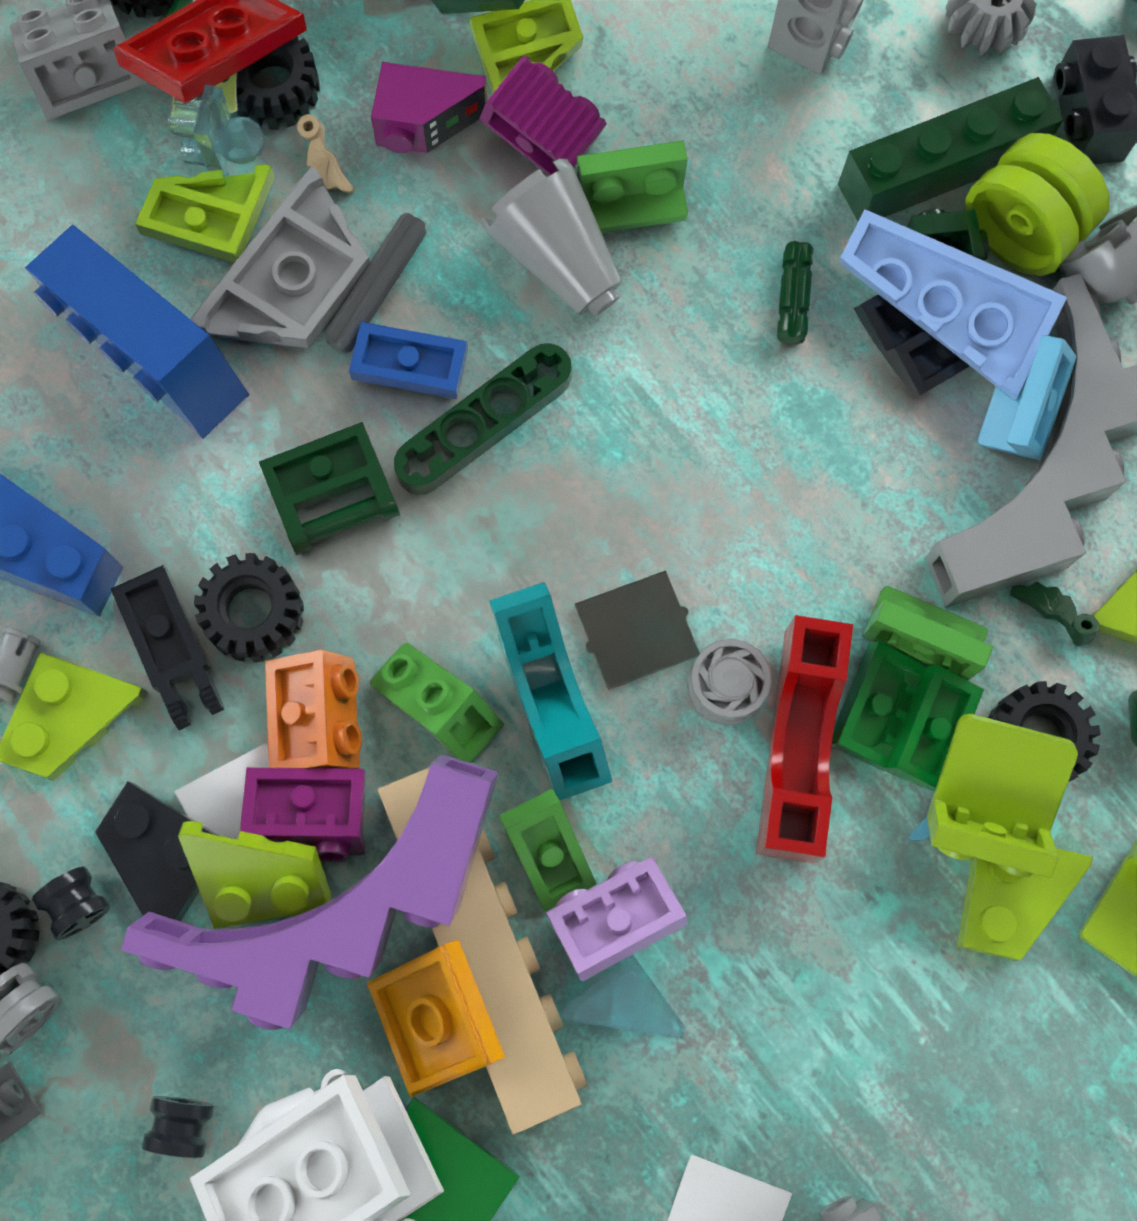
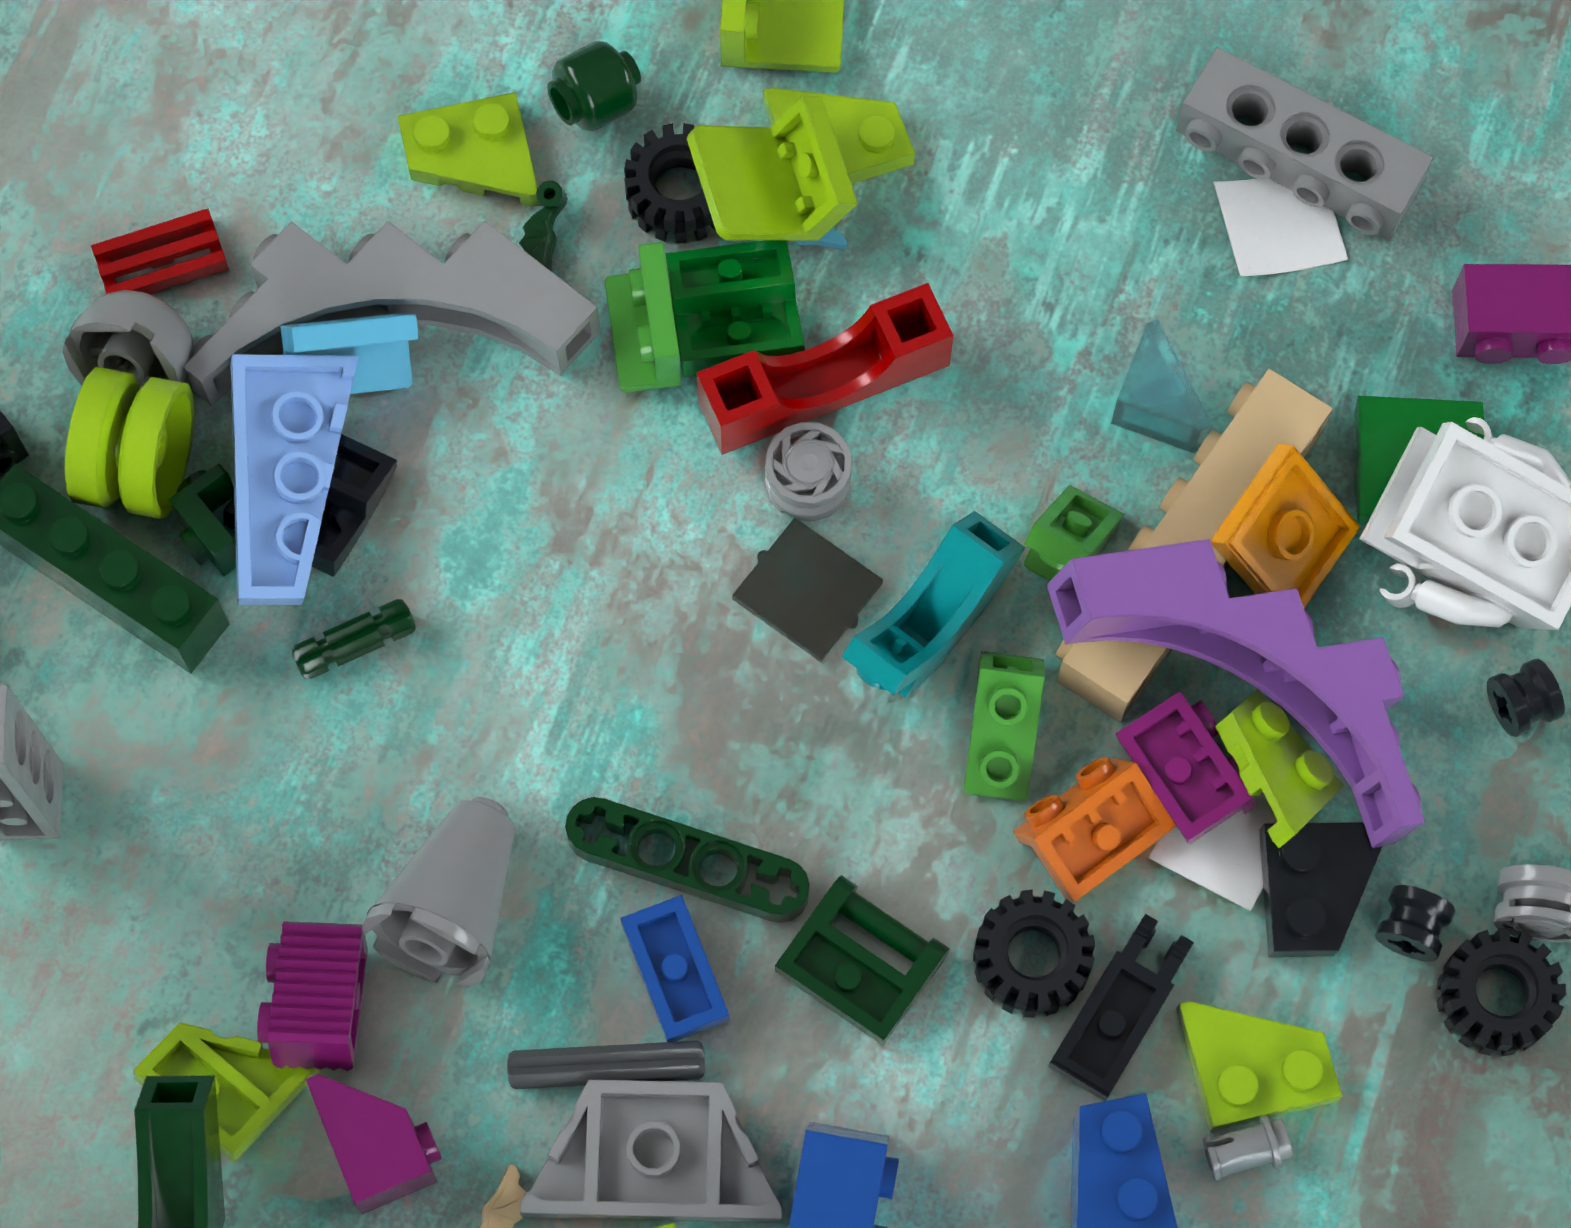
camera: 120 degrees left, 5 degrees down
(616, 917) = (1094, 433): lavender bracket -> none
(635, 185) = (338, 851): bright green bracket -> none

